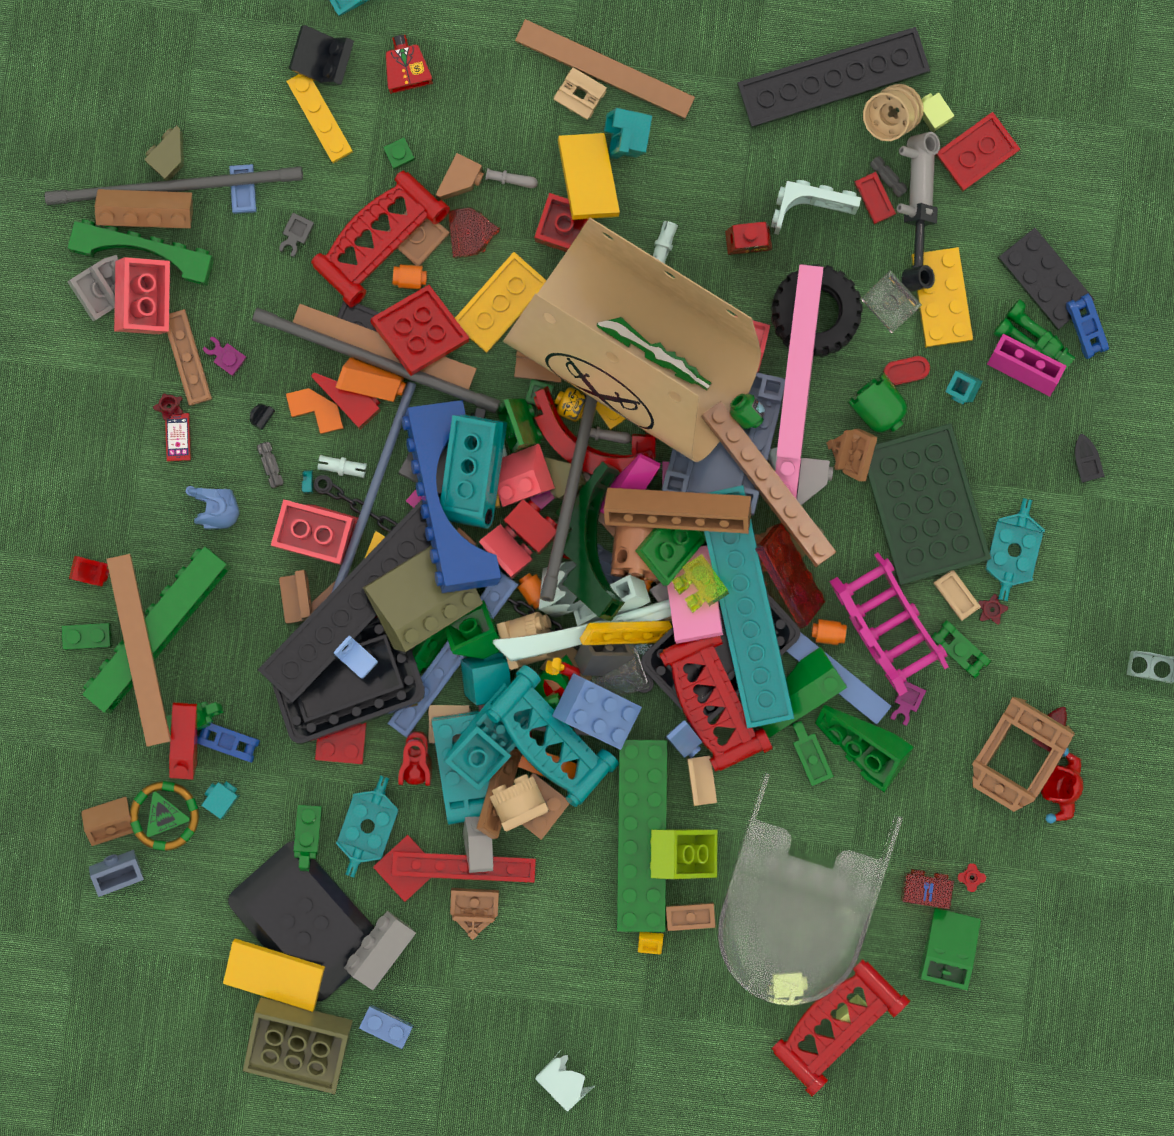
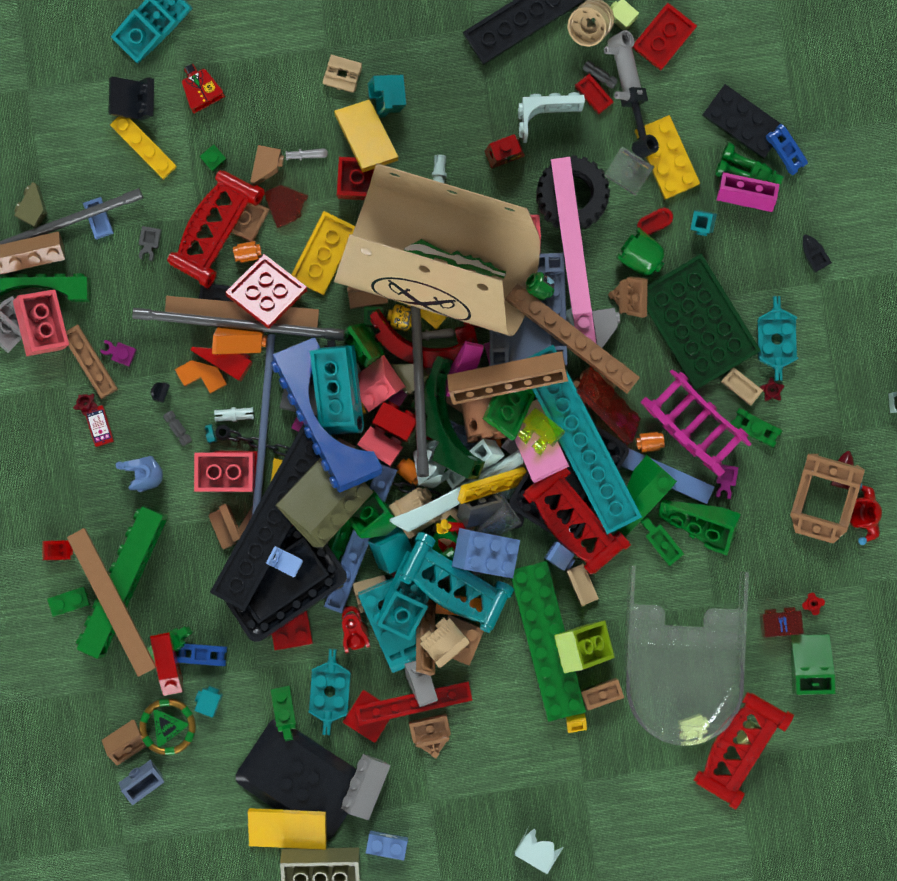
camera: 15 degrees left, 0 degrees up
(605, 69) = (356, 49): medium nougat tile -> none

